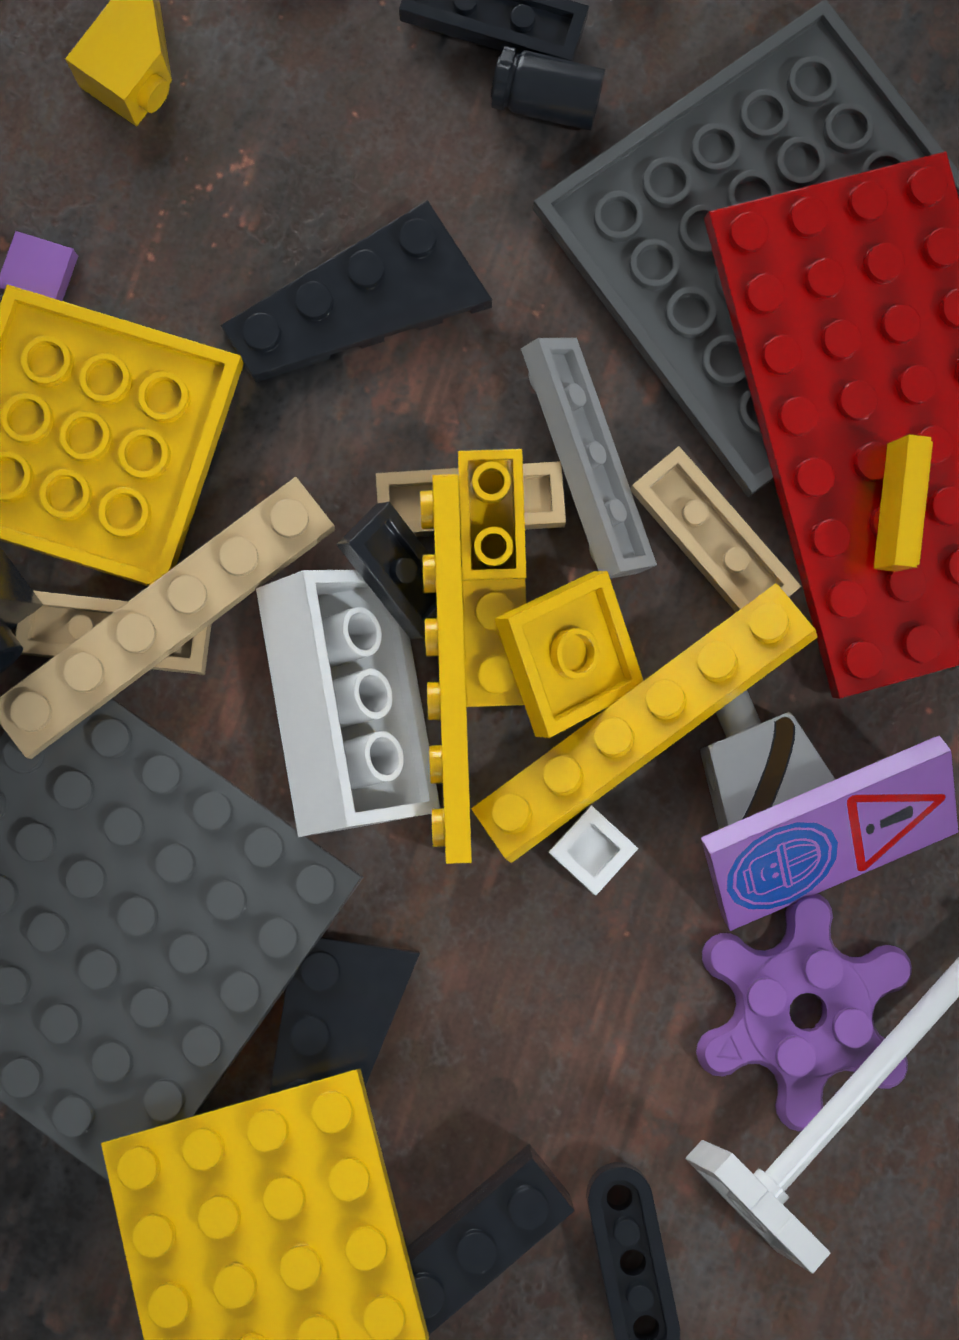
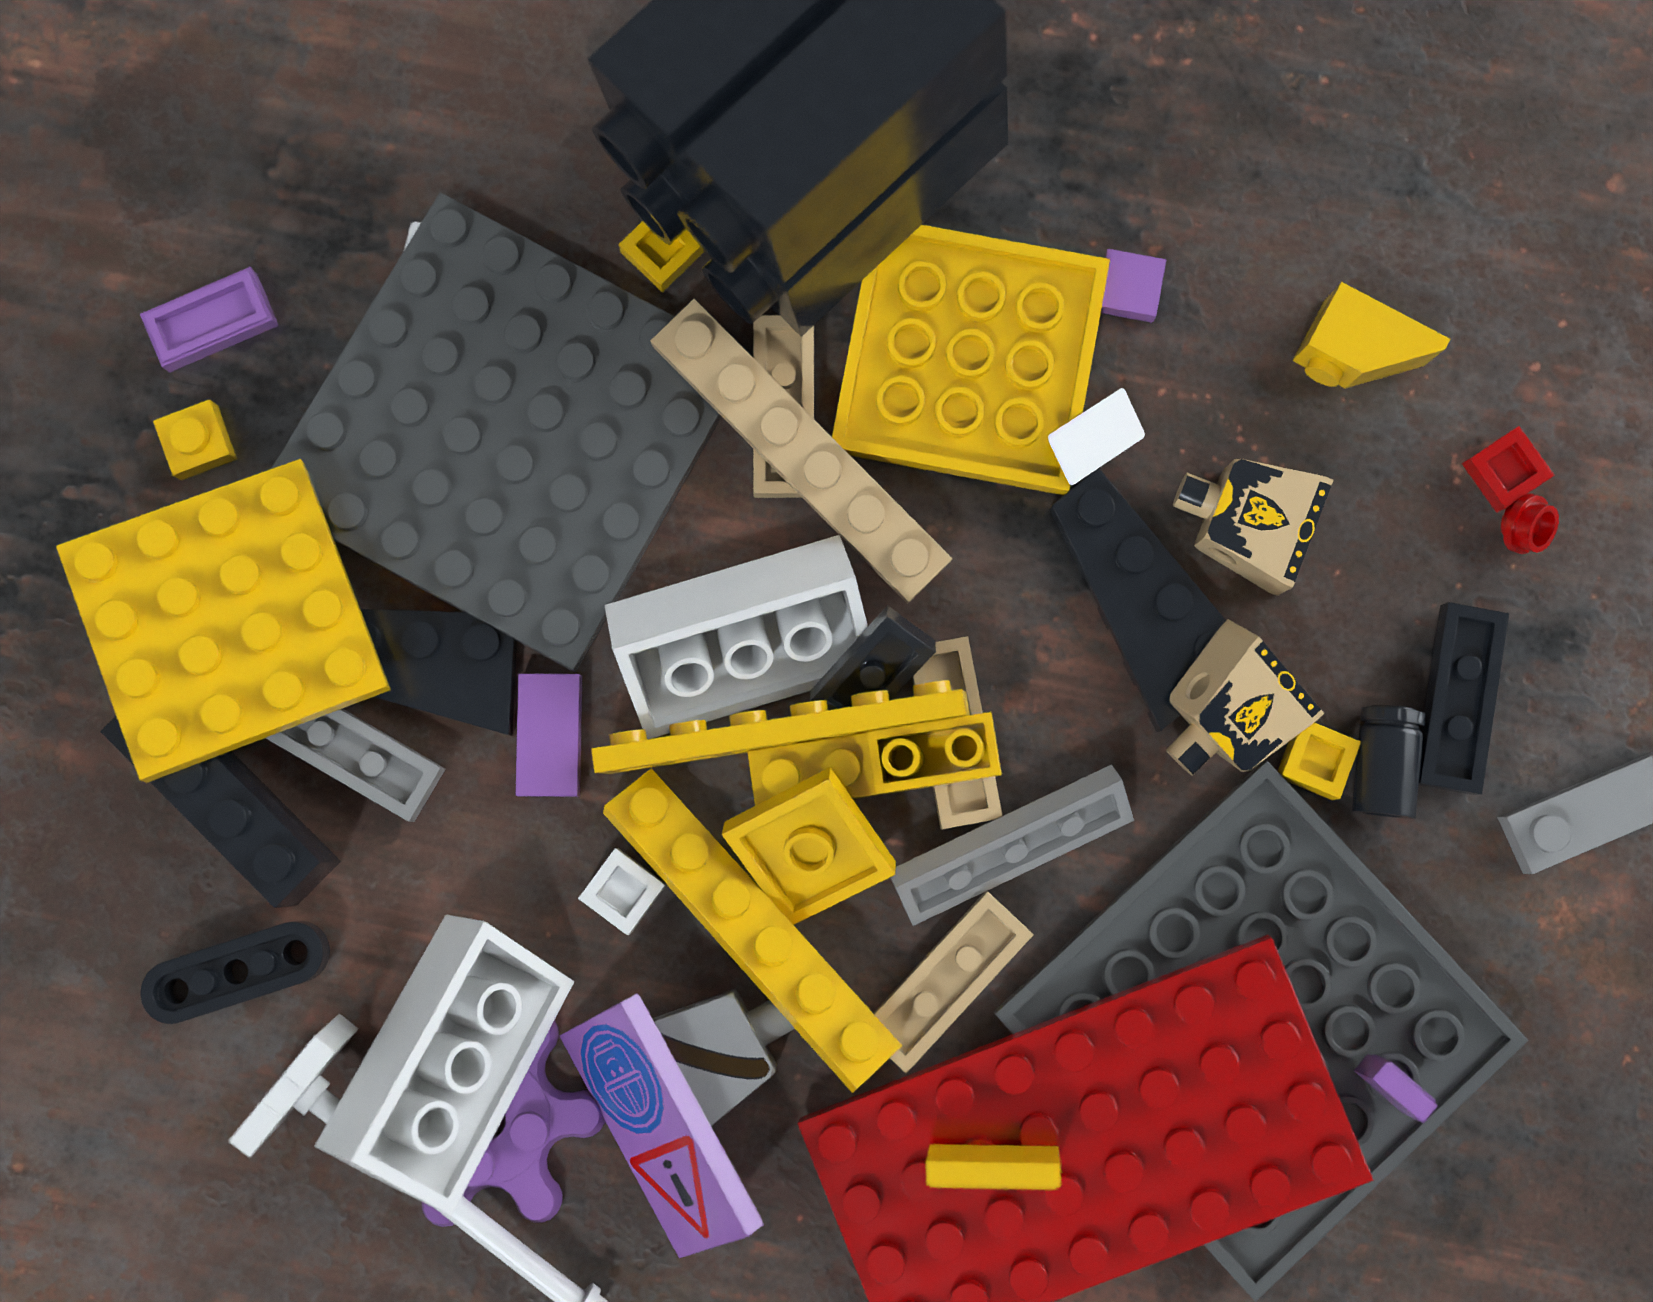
camera: 90 degrees right, 0 degrees up
(62, 1264) = (195, 440): none -> yellow plate
(188, 322) = (1096, 436): none -> white sticker
(294, 178) = (1256, 519): none -> torso
(424, 911) = (549, 735): none -> medium lavender tile
(430, 1106) = (364, 761): none -> light grey plate
(474, 218) = (1238, 703): none -> tan torso
(537, 153) = (1319, 760): none -> yellow plate
(749, 1044) = (446, 1063): none -> white slope
(860, 119) = (1396, 1087): none -> medium lavender tile

